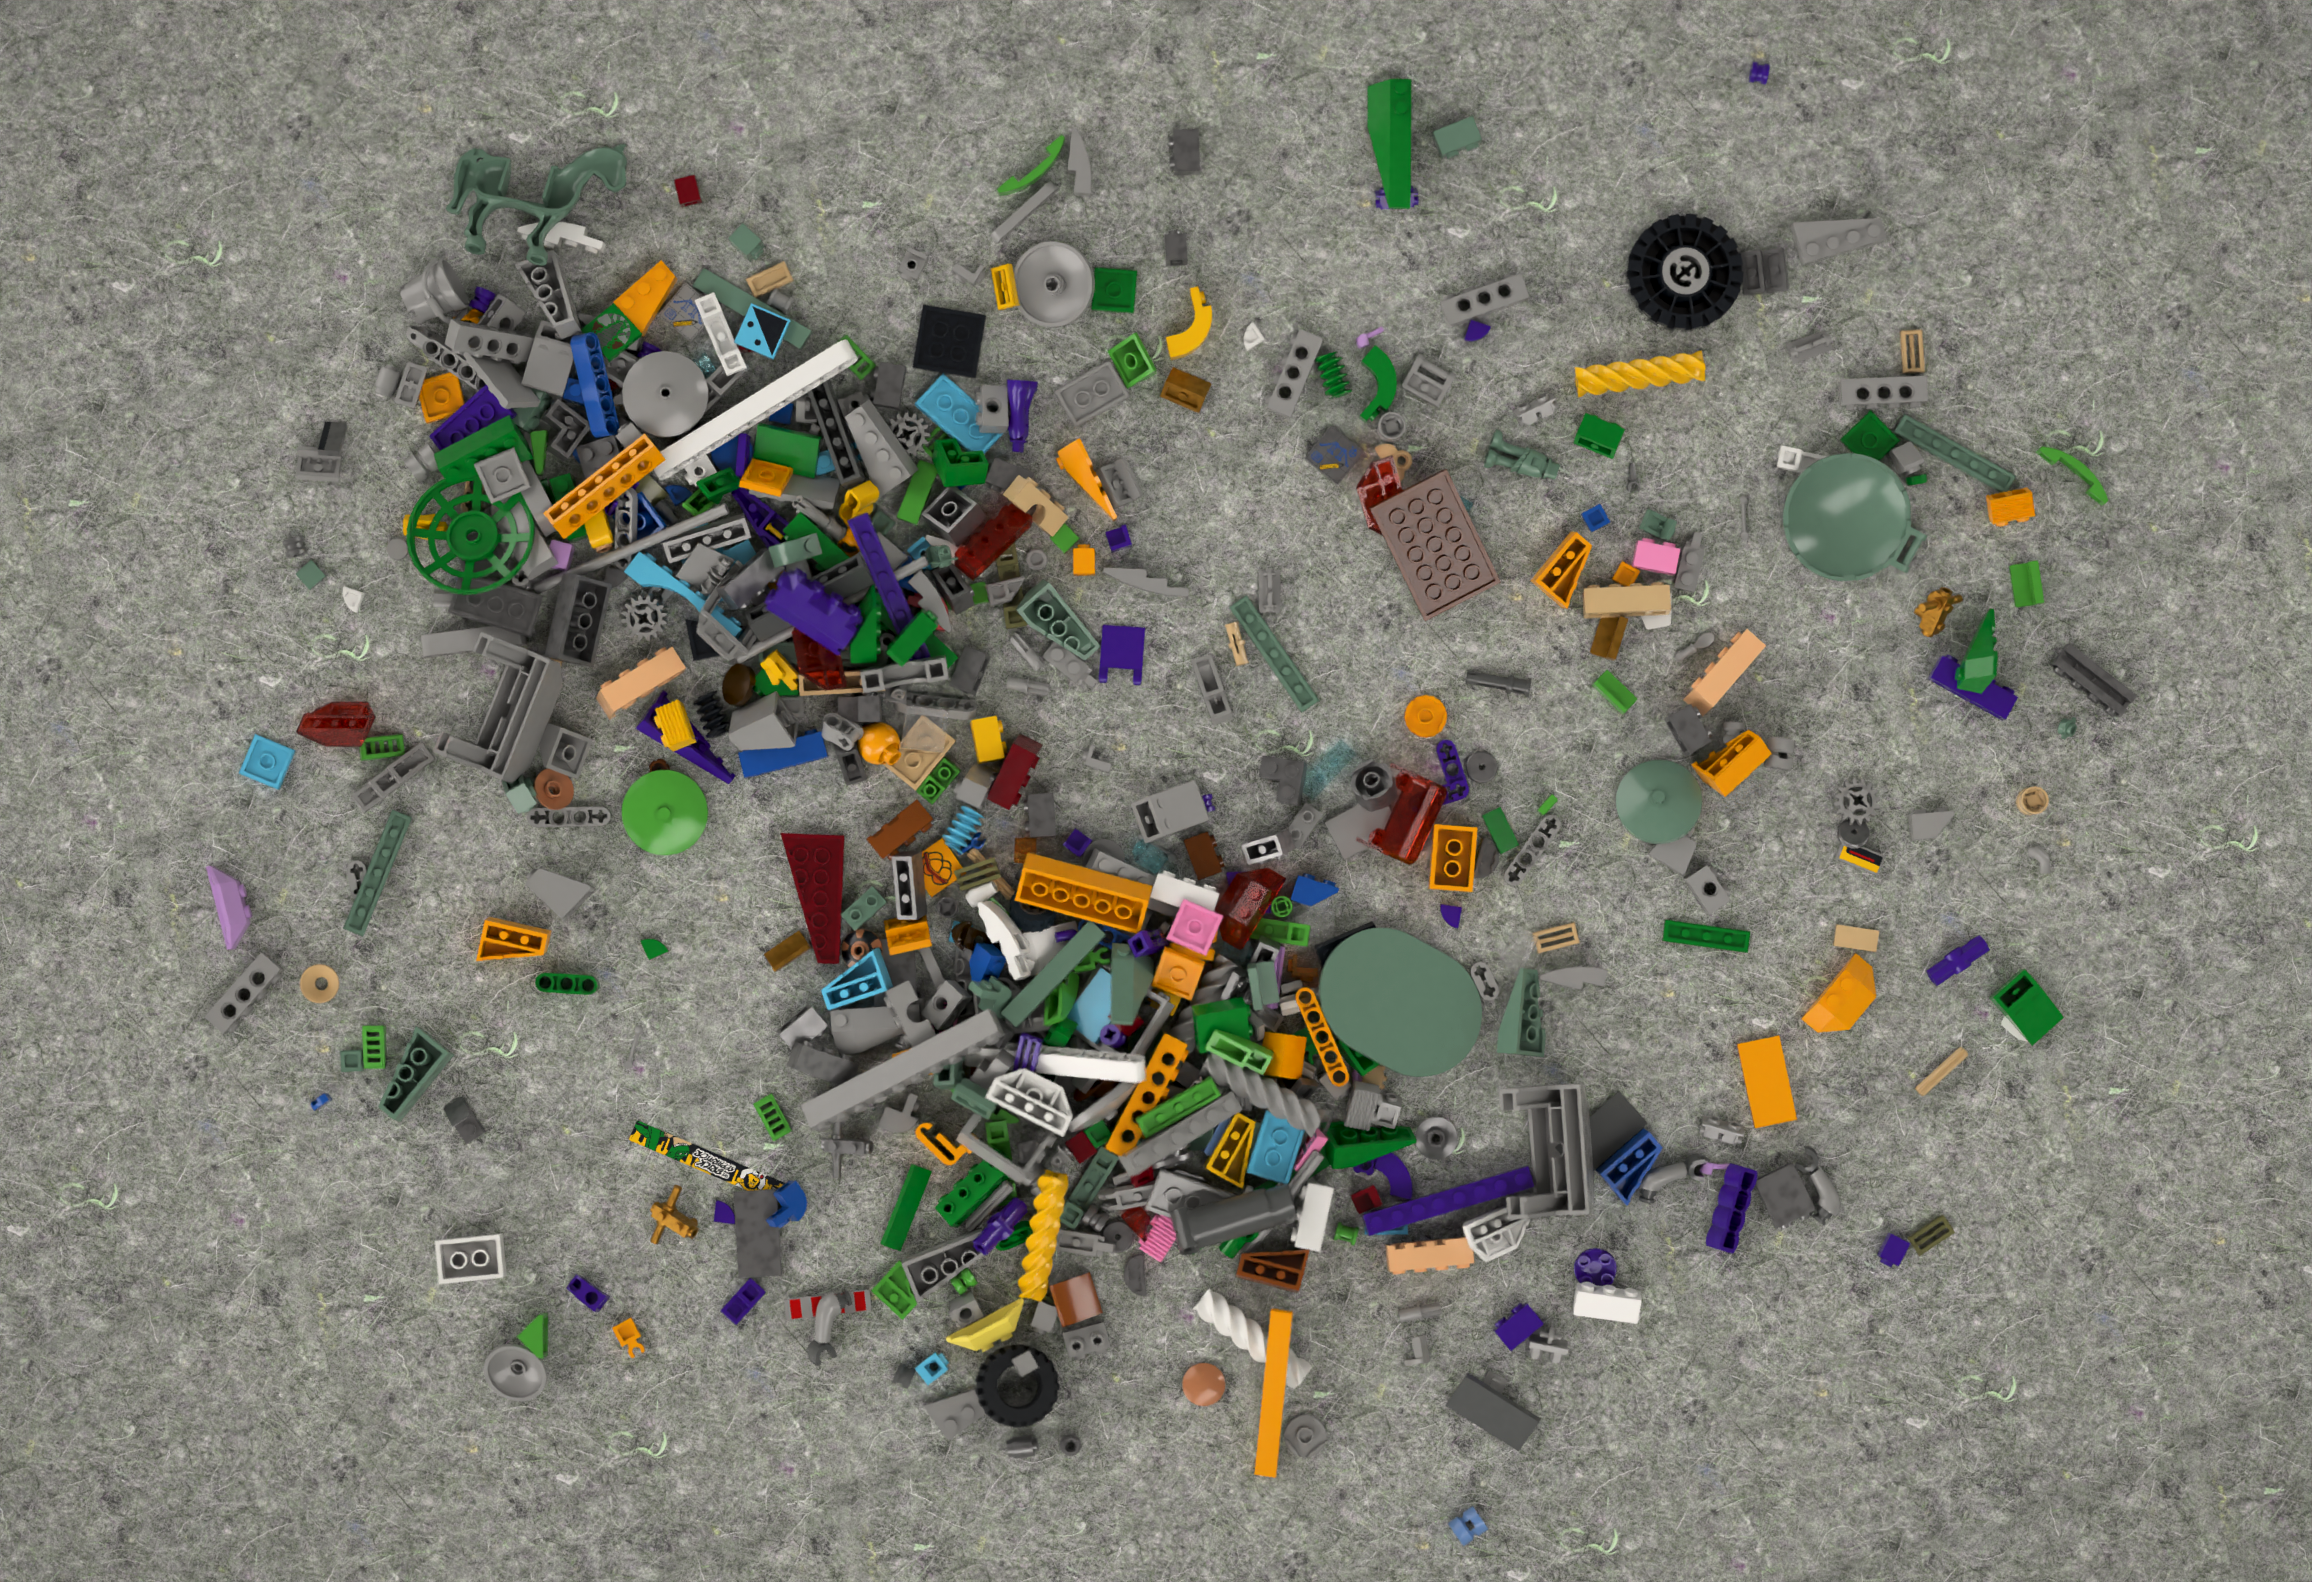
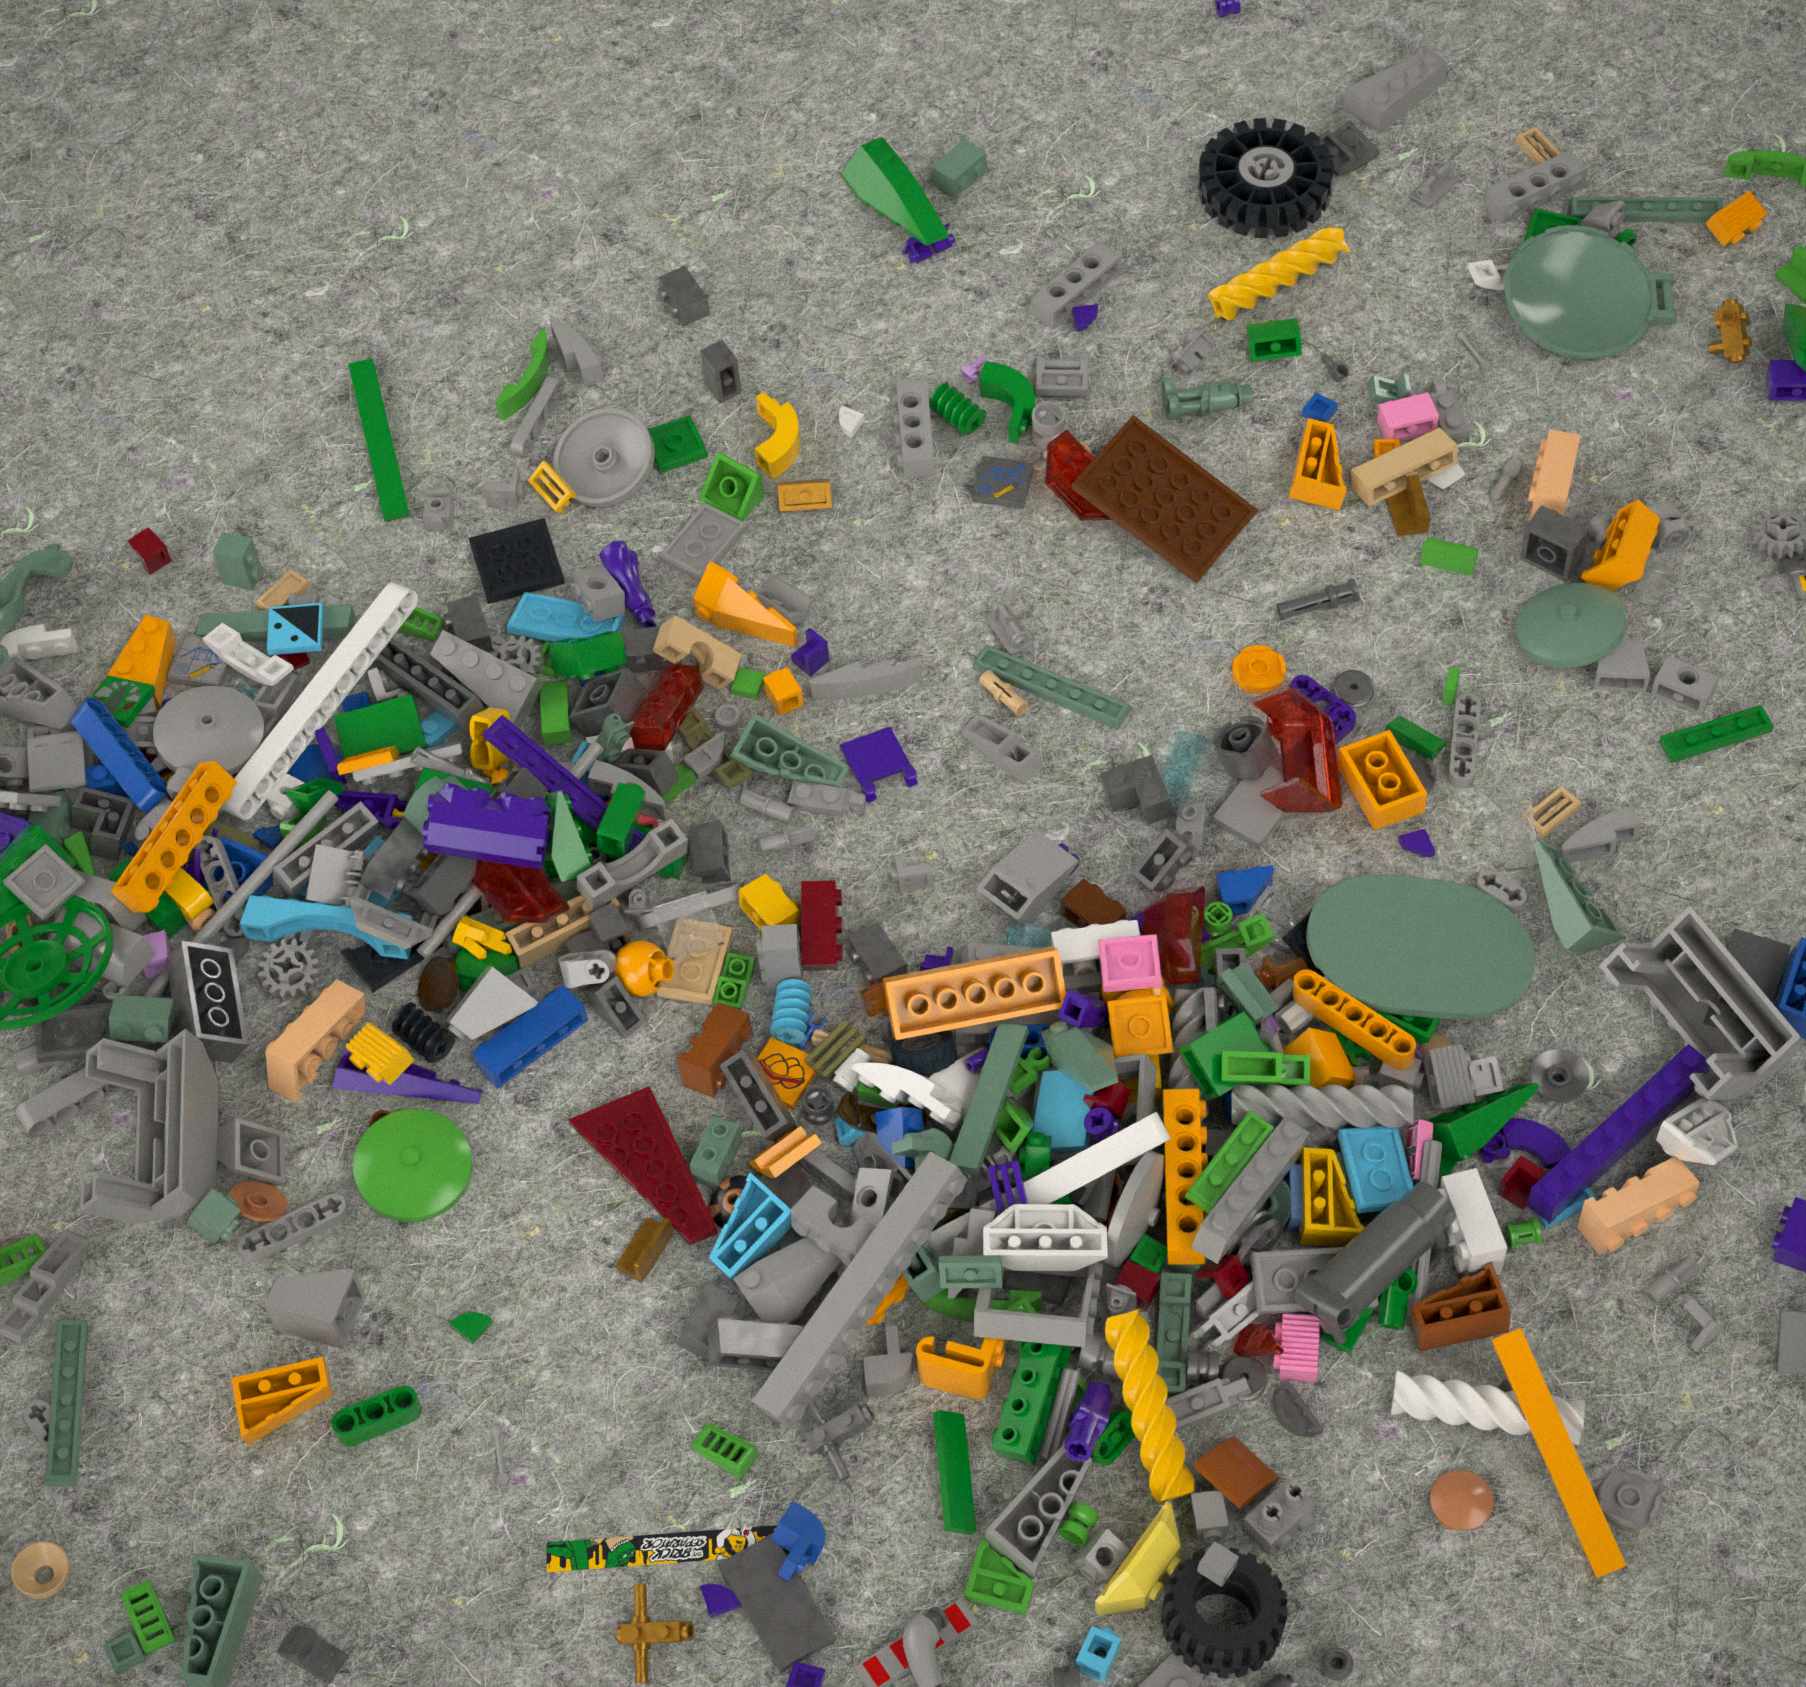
camera: 20 degrees left, 30 degrees down
(527, 621) = (141, 1018): none -> sand green brick
(898, 168) = (378, 440): none -> green tile

